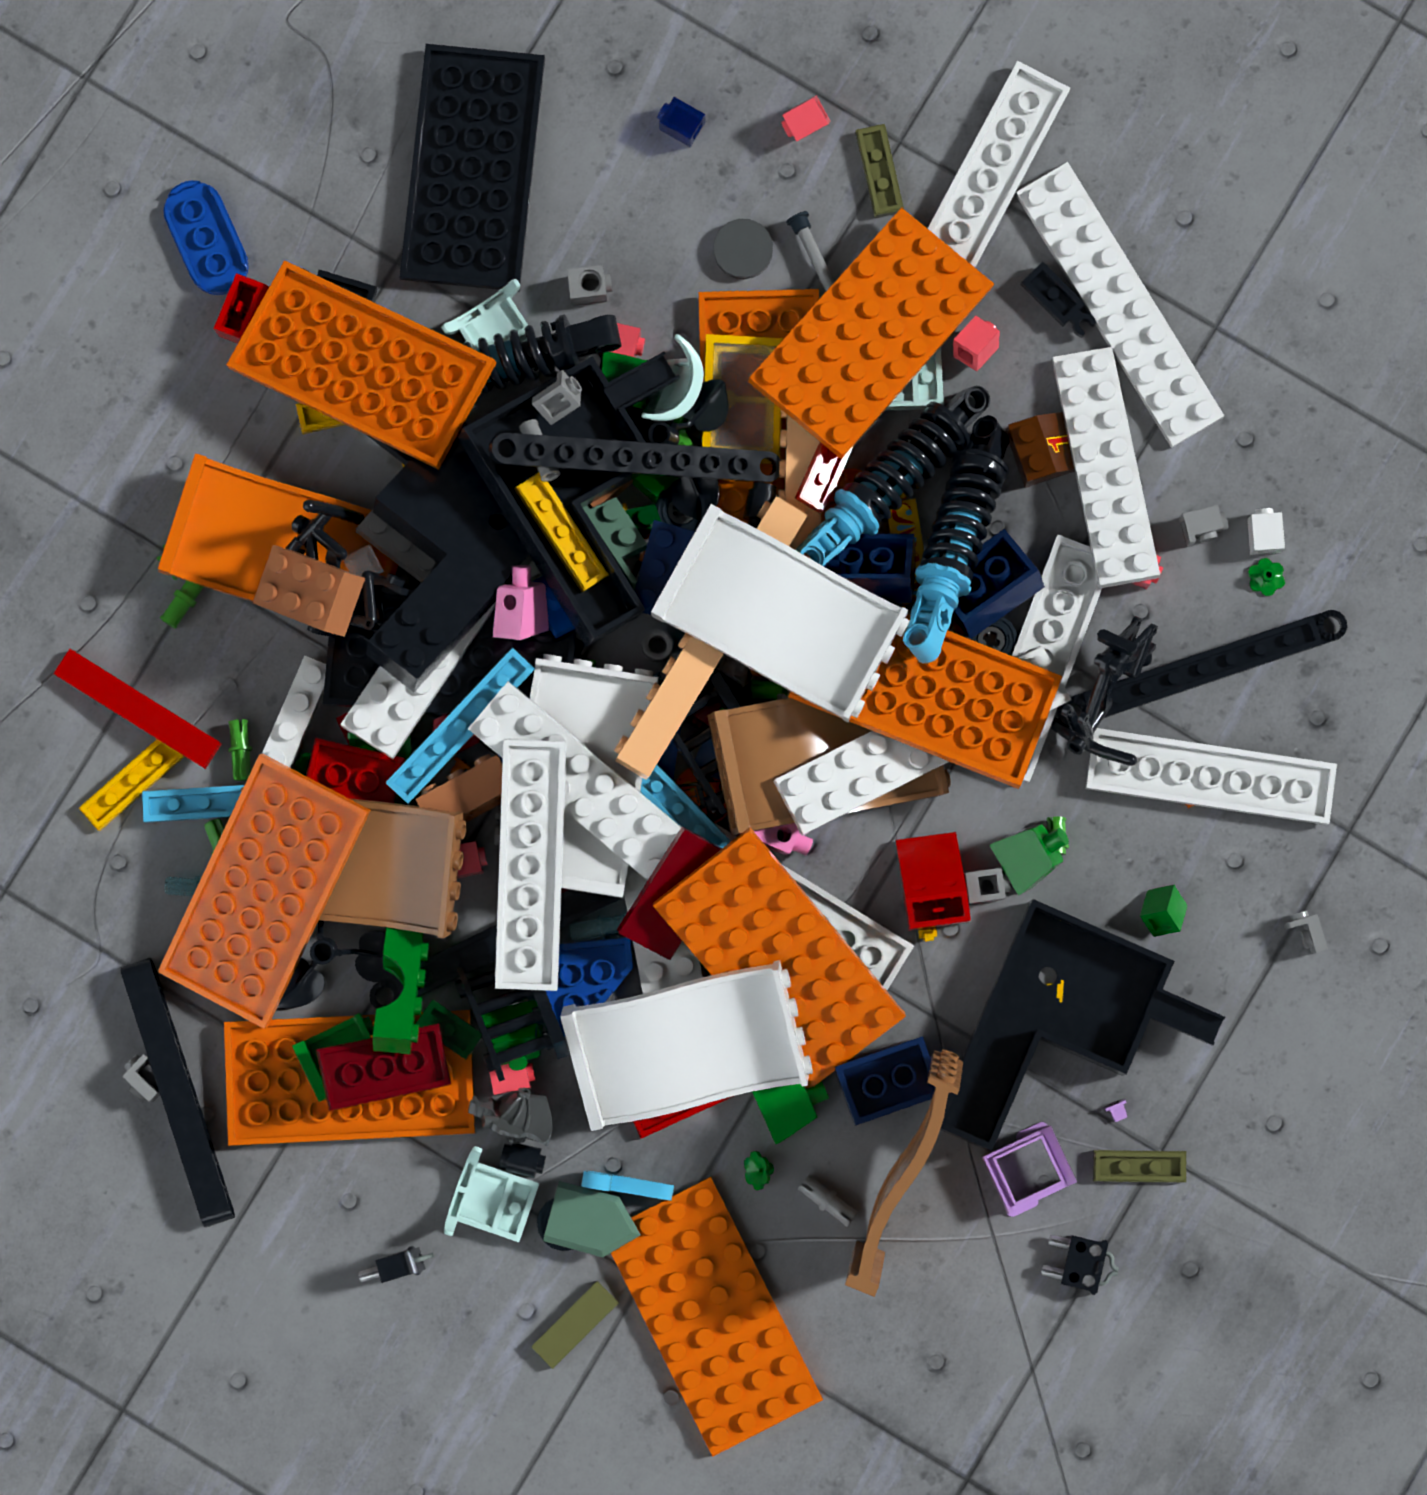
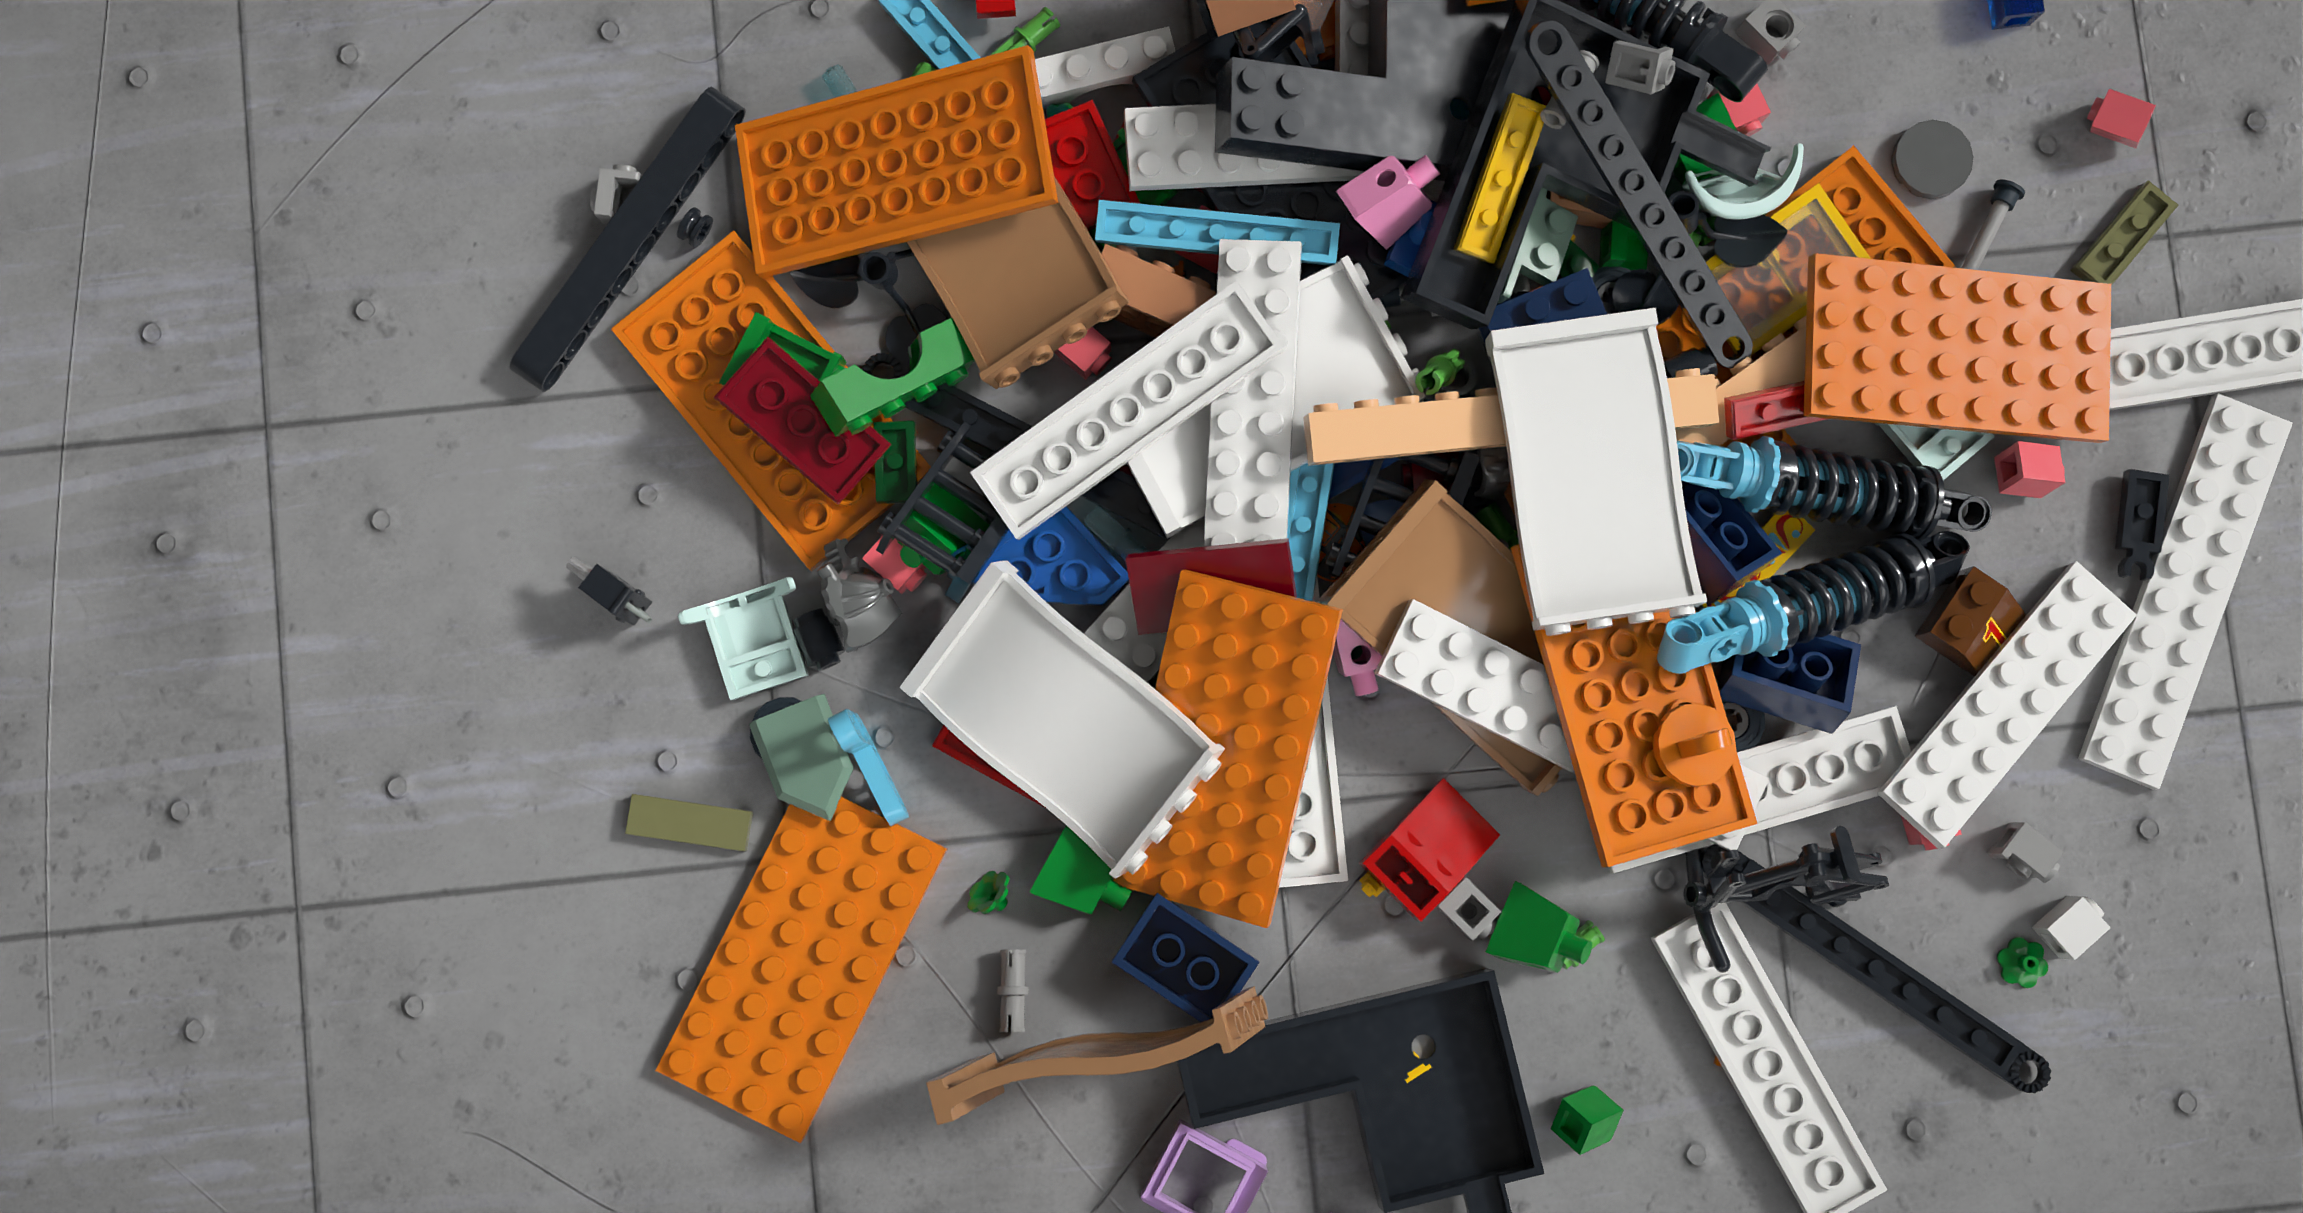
camera: 50 degrees right, 0 degrees up
(202, 1045) = (694, 227): none -> black bush
(649, 656) = (1439, 372): none -> bright green axle
(987, 678) = (1694, 745): none -> orange tile

